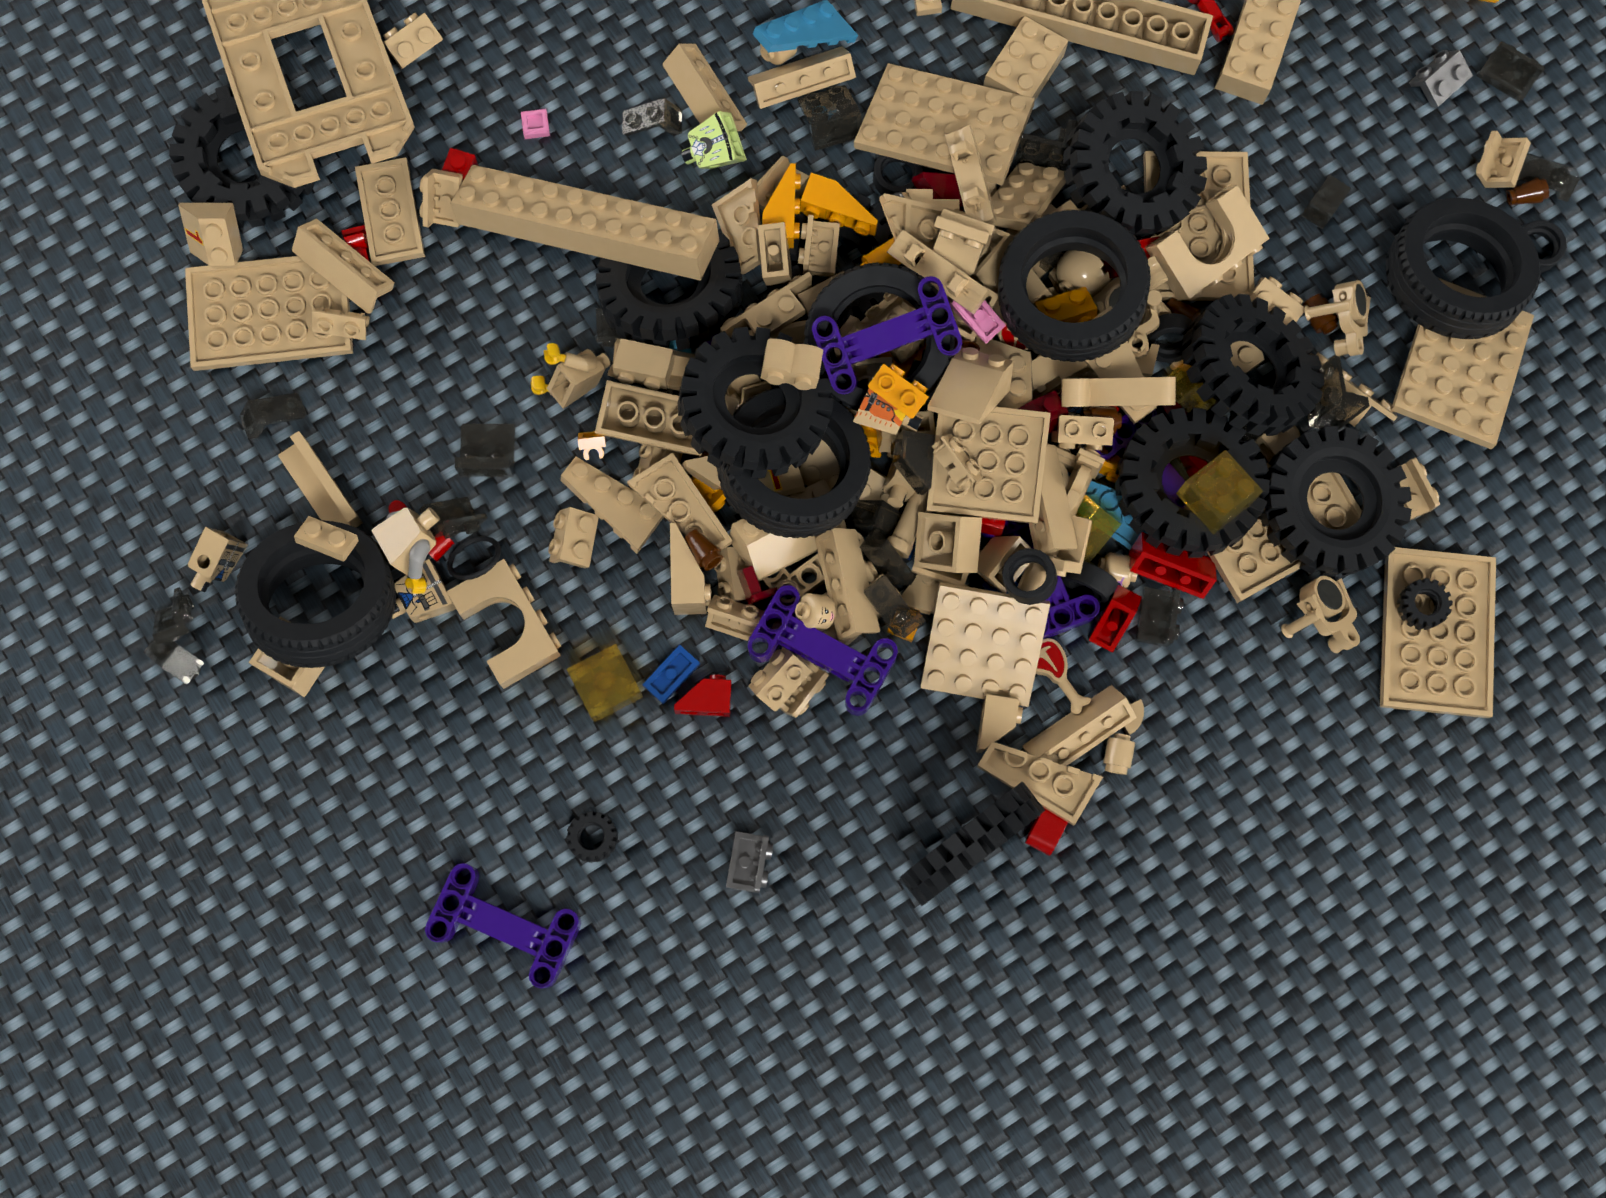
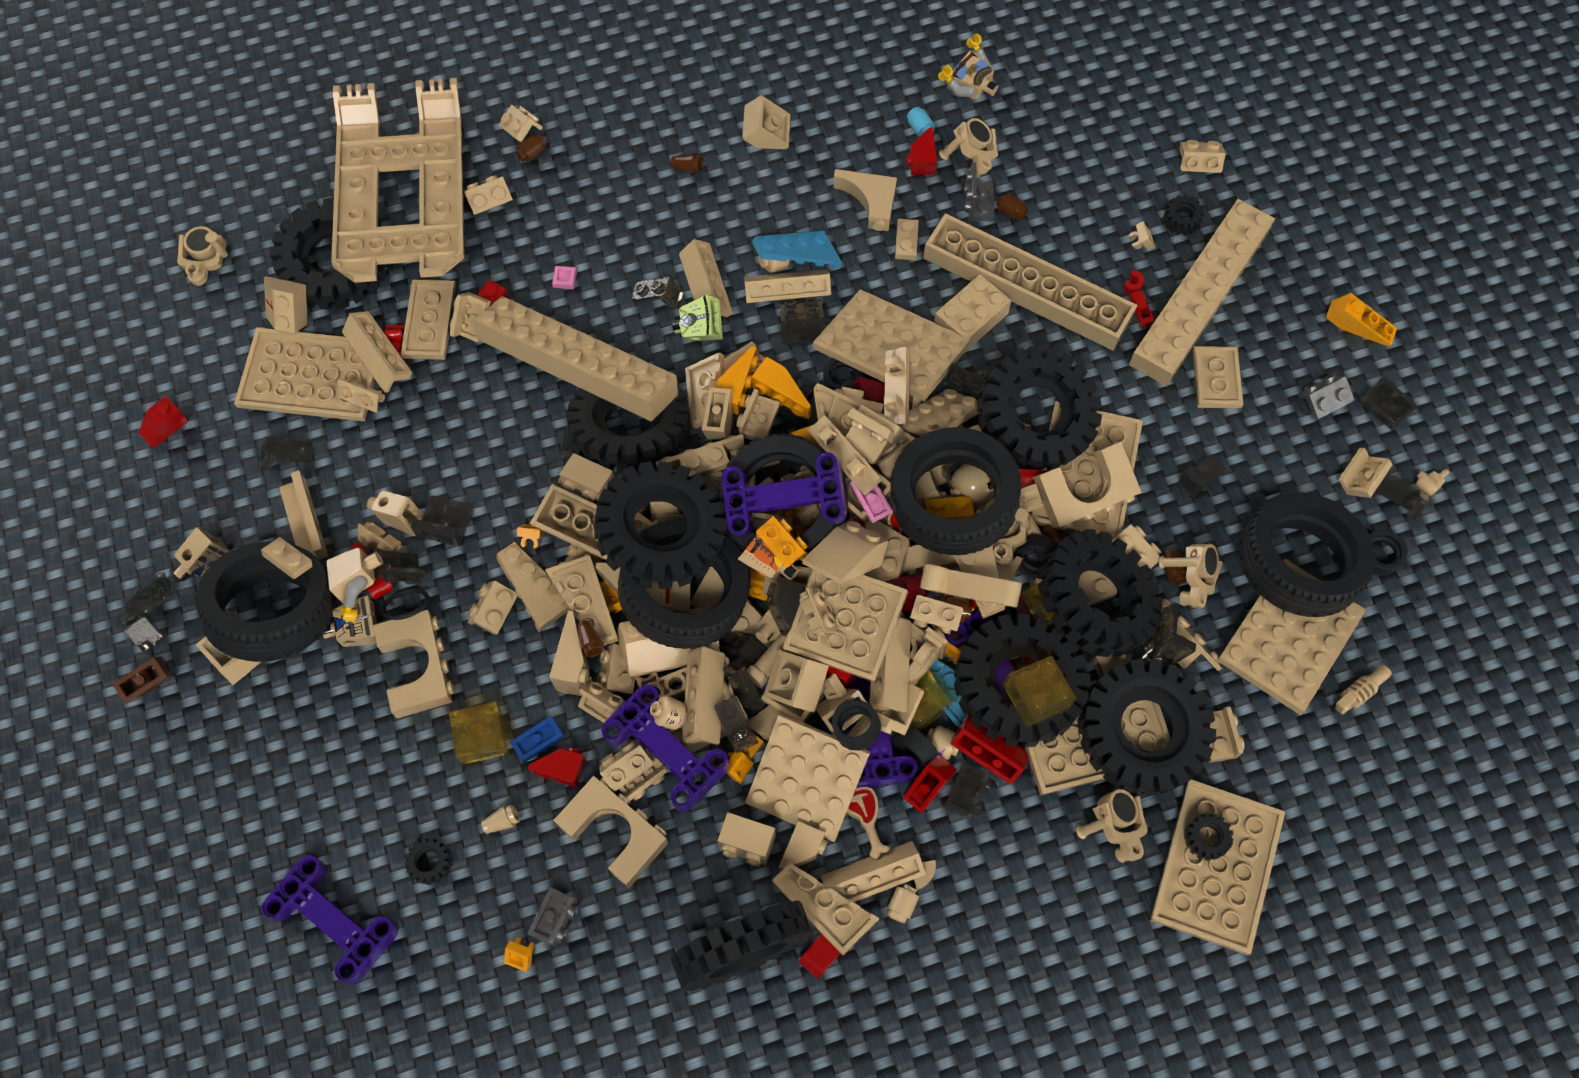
camera: 20 degrees right, 10 degrees down
(83, 181) = (205, 248): none -> tan piece
(110, 409) = (161, 422): none -> red slope
(200, 716) = (143, 679): none -> reddish brown brick
(406, 488) = (371, 536): none -> tan hinge
(428, 452) = (395, 510): none -> tan torso
(572, 377) = (529, 474): tan torso -> none
(658, 772) = (502, 819): none -> tan cone
(723, 912) = (518, 955): none -> light orange tile
(751, 586) = (622, 680): dark red tile -> none
(761, 723) = (597, 800): none -> tan arch
(791, 364) = (696, 499): tan brick -> none
(906, 649) = (738, 766): none -> light orange tile
(937, 728) = (746, 839): none -> tan brick
(990, 540) = (834, 688): none -> tan tile
(1316, 81) = (1217, 377): none -> tan tile
(1529, 192) = (1383, 506): reddish brown cone -> none
(1548, 405) = (1362, 689): none -> tan hinge
(1575, 153) = (1431, 482): none -> tan piece

